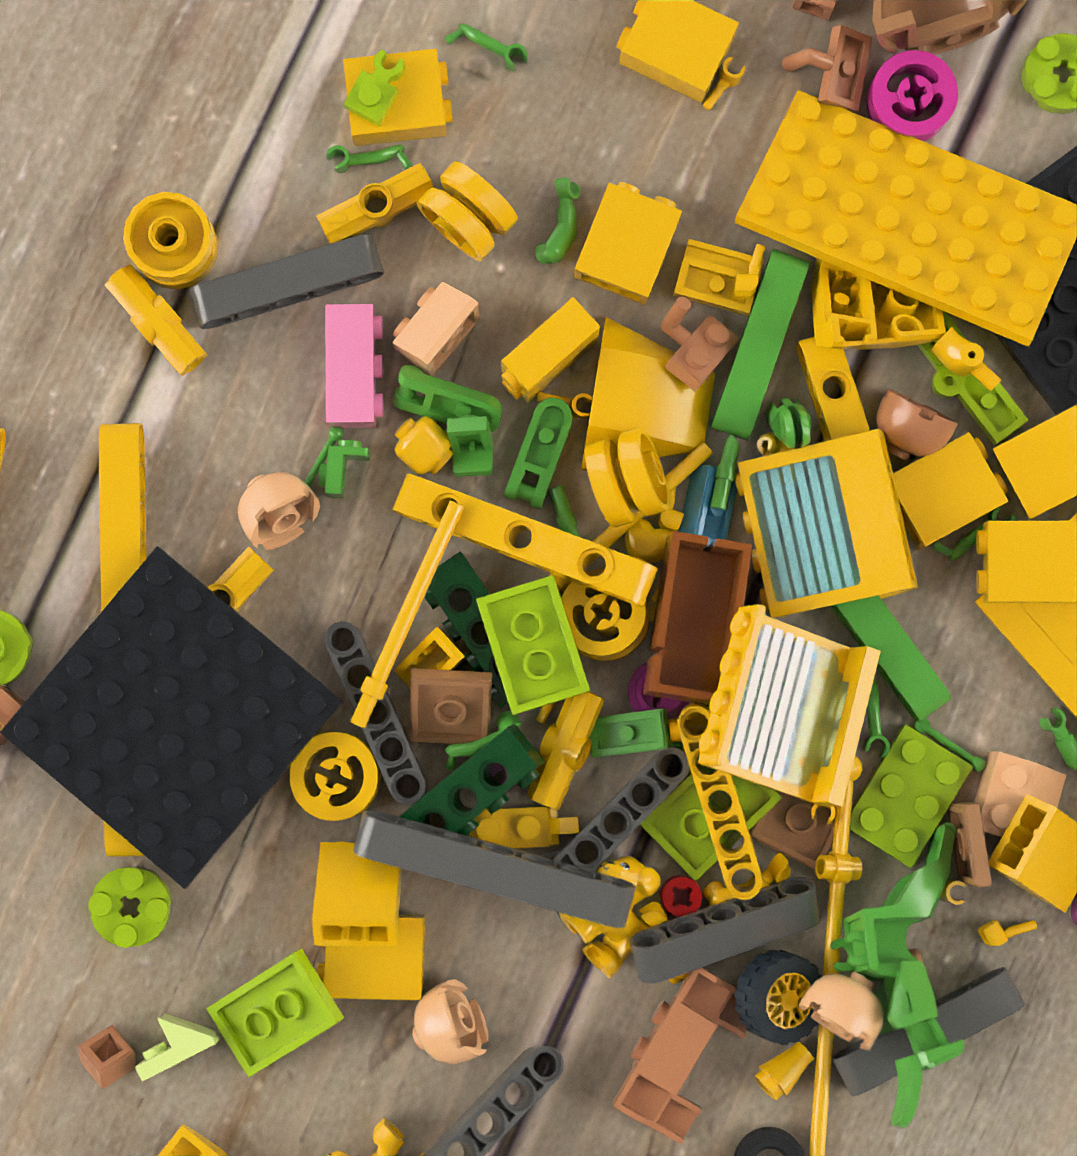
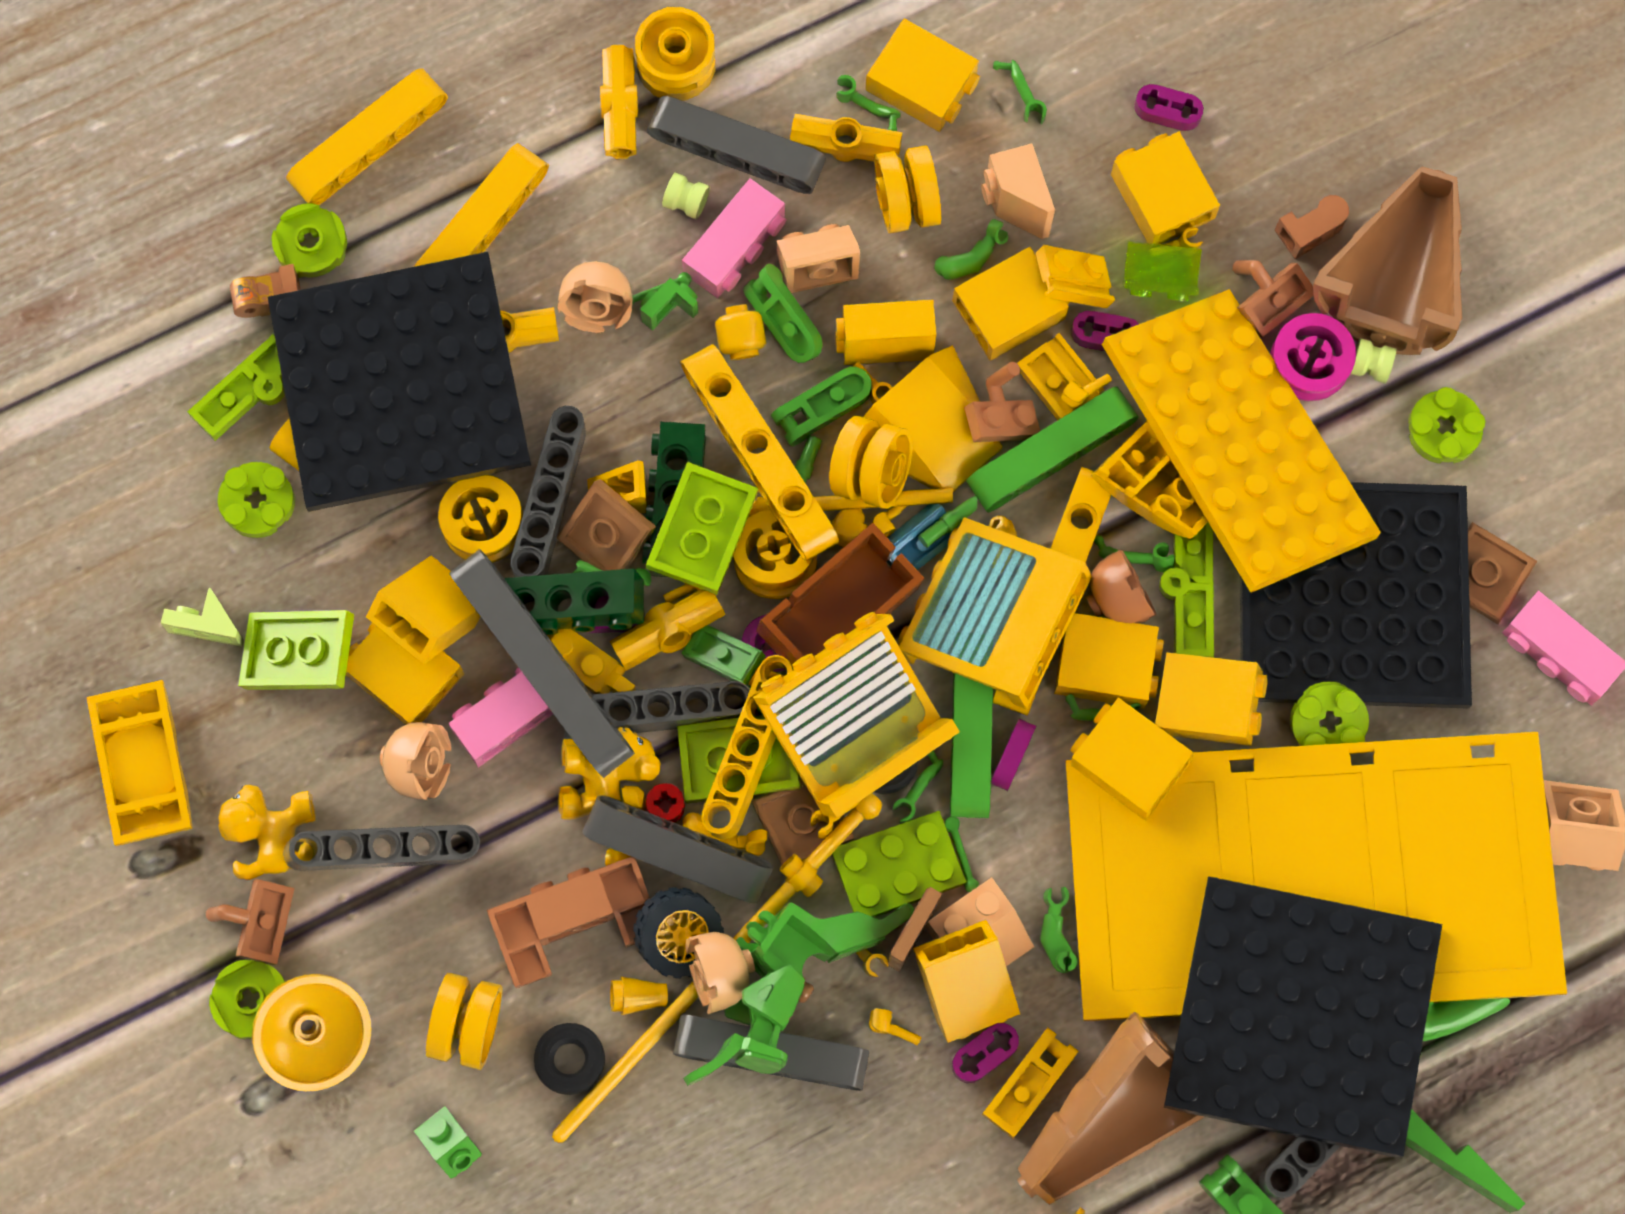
camera: 40 degrees right, 10 degrees down
(40, 826) = (251, 381): none -> lime hinge
(107, 1056) = (149, 592): nougat slope -> none
(280, 360) = (686, 195): none -> yellowish green wheel
(373, 93) = (906, 57): lime plate -> none
(374, 686) = (562, 470): yellow bar -> none
(471, 445) = (777, 358): bright green bracket -> none
(486, 939) = (499, 718): none -> bright pink brick
(562, 139) = (1019, 190): none -> light nougat slope
(665, 179) = (1075, 276): none -> yellow plate
(717, 199) = (1101, 322): none -> magenta beam
(730, 117) = (1161, 269): none -> clear neon green bracket
(789, 422) = (1028, 518): bright green arm -> none
(900, 381) = (1157, 558): none -> bright green piece
(929, 629) = (1013, 754): none -> magenta beam
(964, 358) = (1196, 567): yellow piece -> none
(967, 60) = (1374, 360): none -> yellowish green wheel

